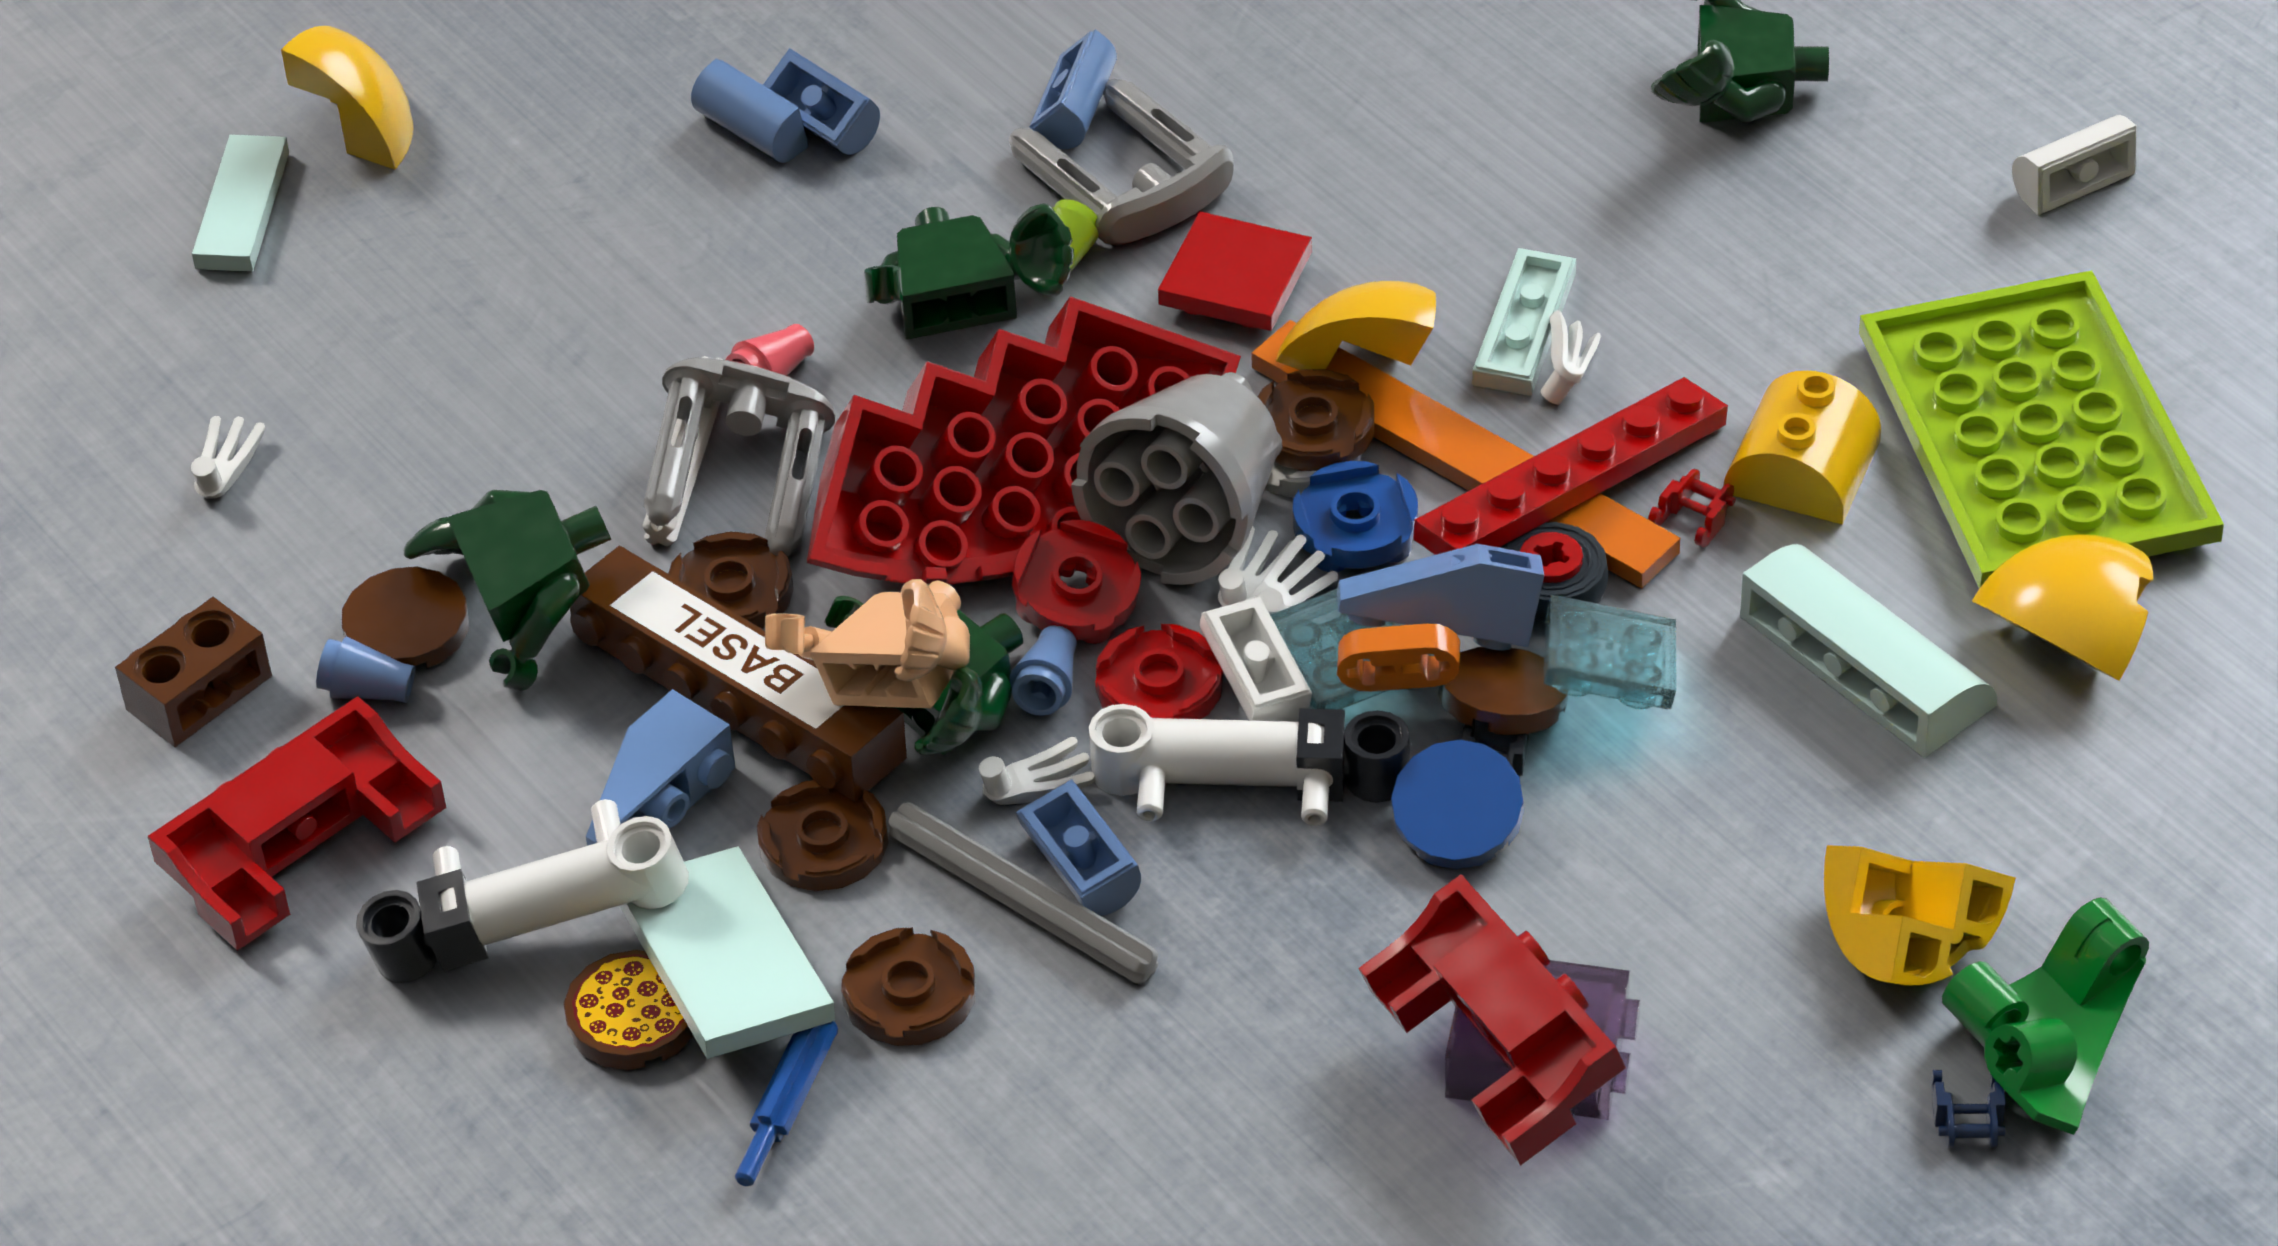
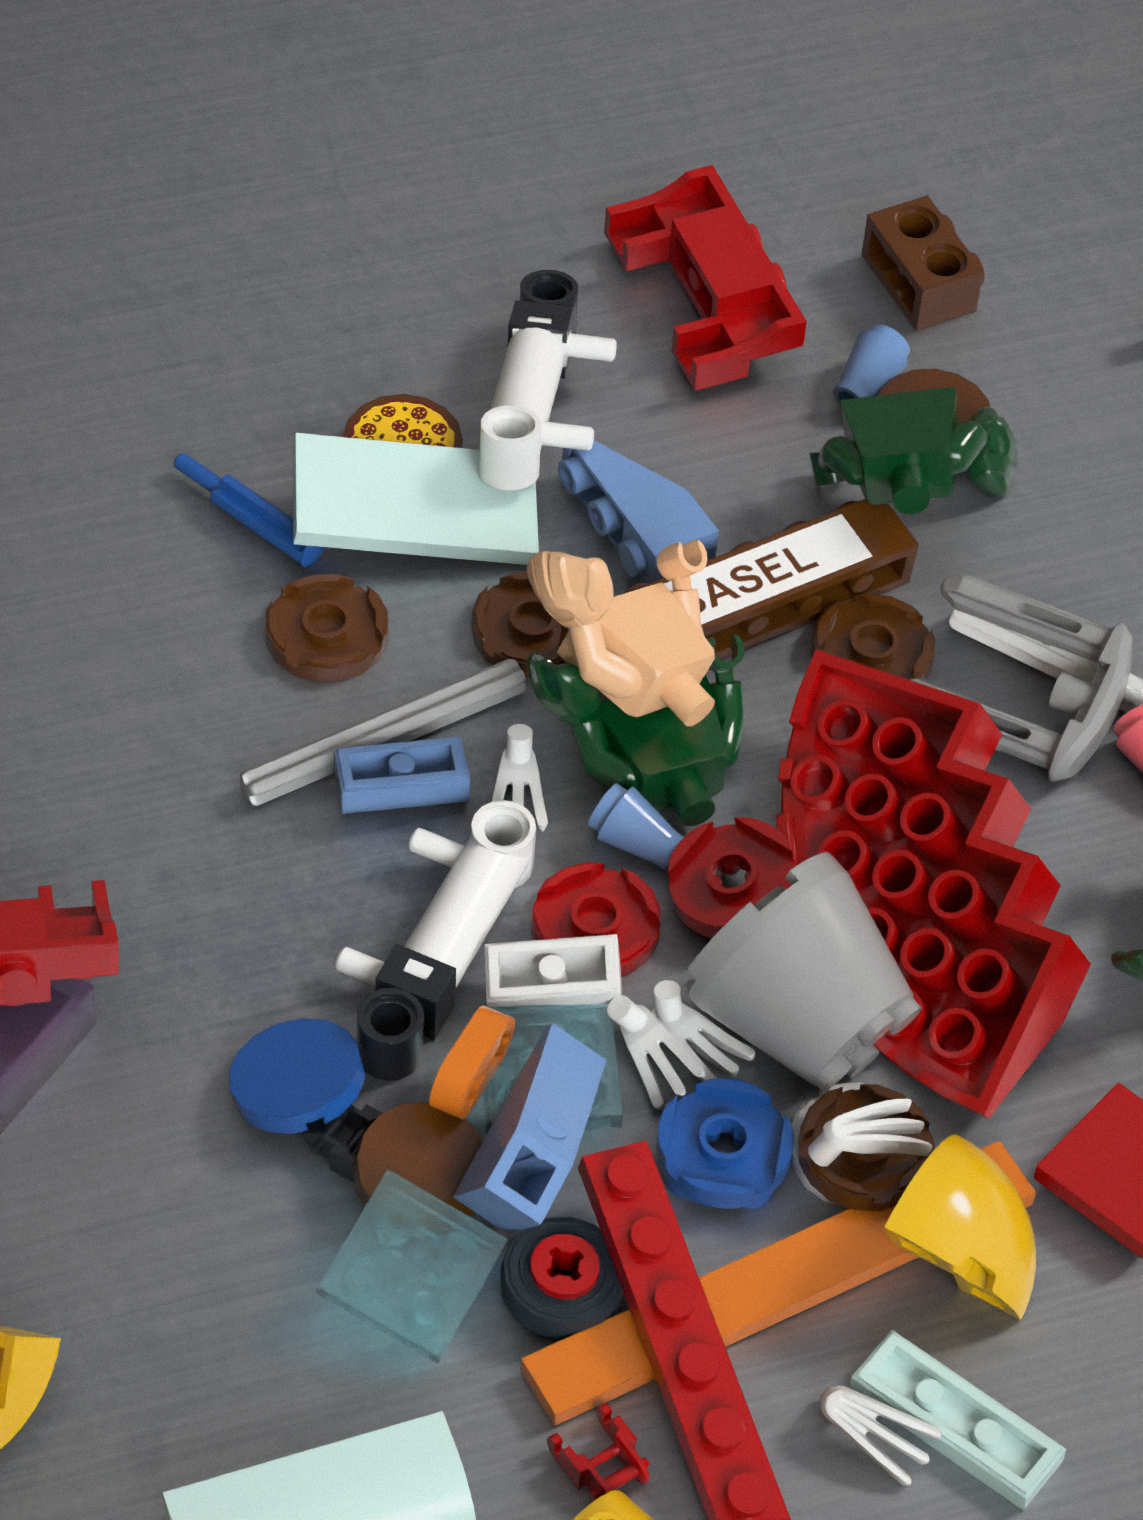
camera: 105 degrees right, 5 degrees up
(1321, 389) = (862, 1134): none -> white piece

